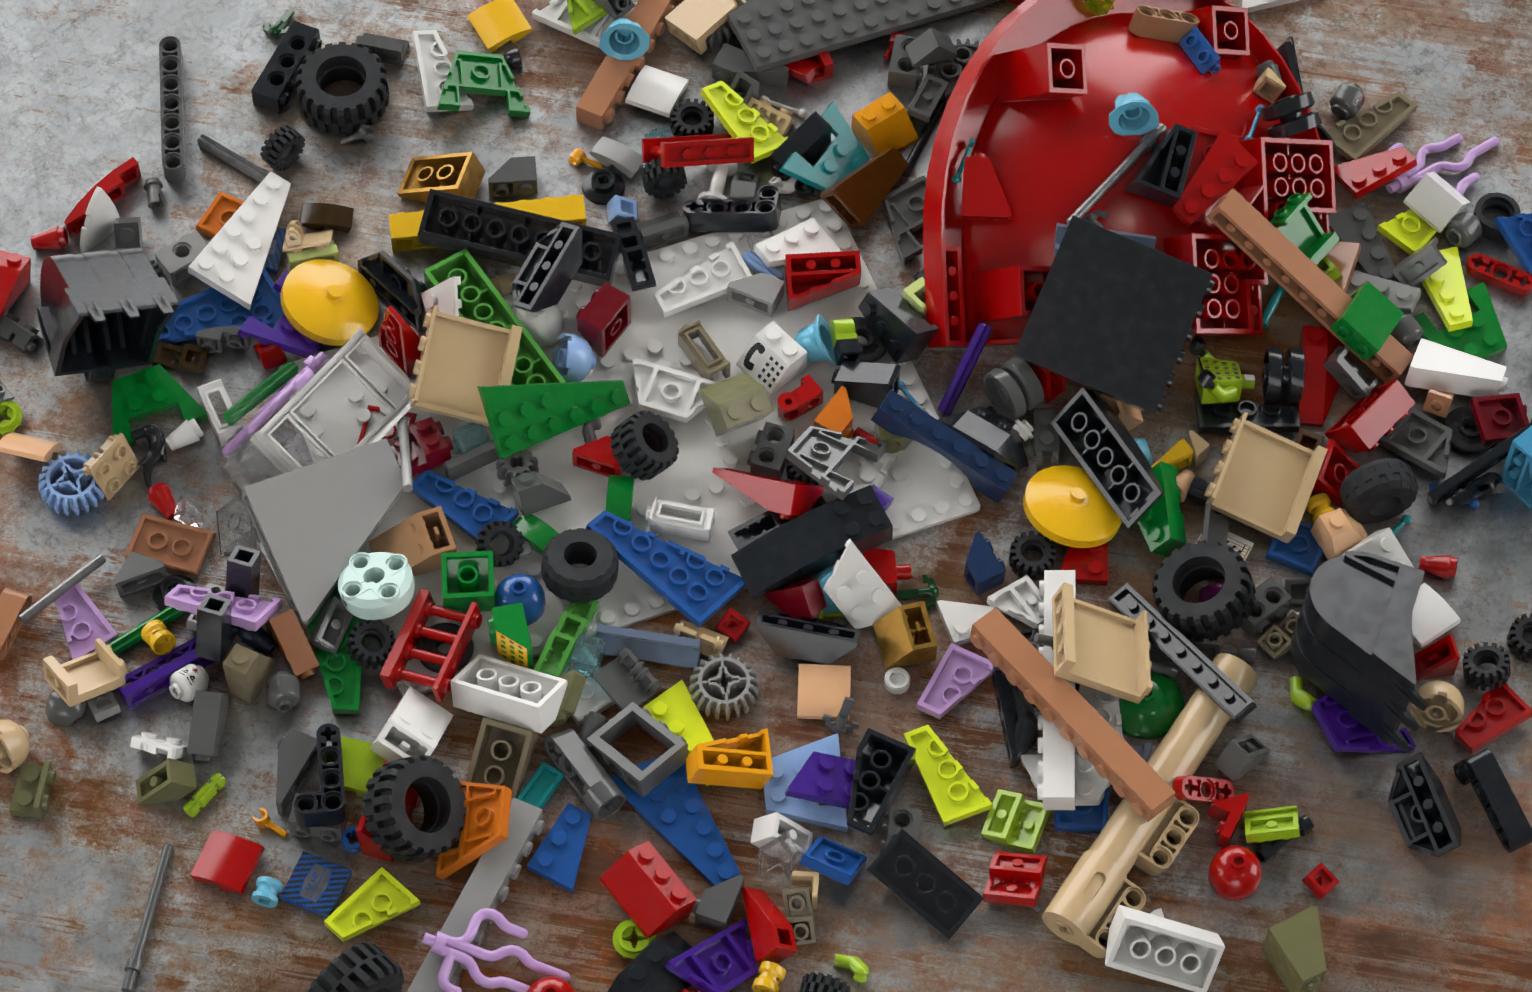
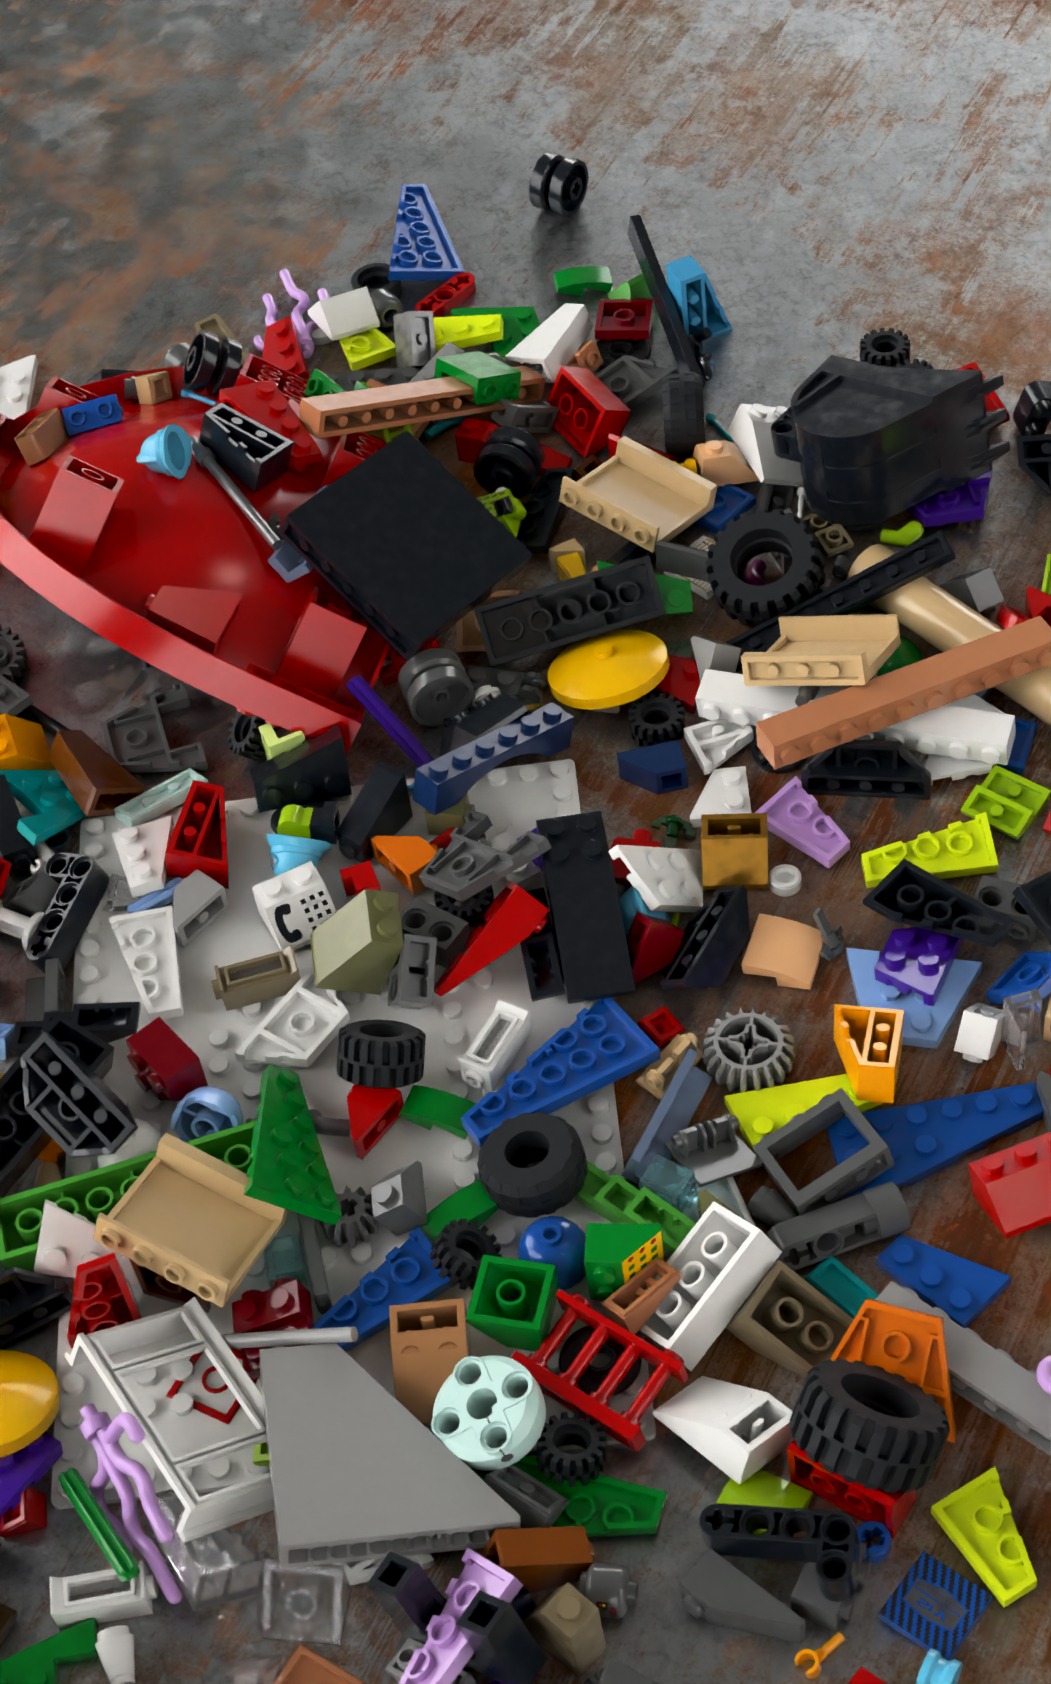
camera: 65 degrees left, 10 degrees down
(483, 654) = (633, 1305): none -> nougat slope
(722, 445) = (413, 973): none -> dark grey brick
(861, 239) = (158, 799): none -> light aqua tile
(1103, 580) = (714, 655): none -> light grey slope
(1439, 565) = (780, 394): red cone -> none

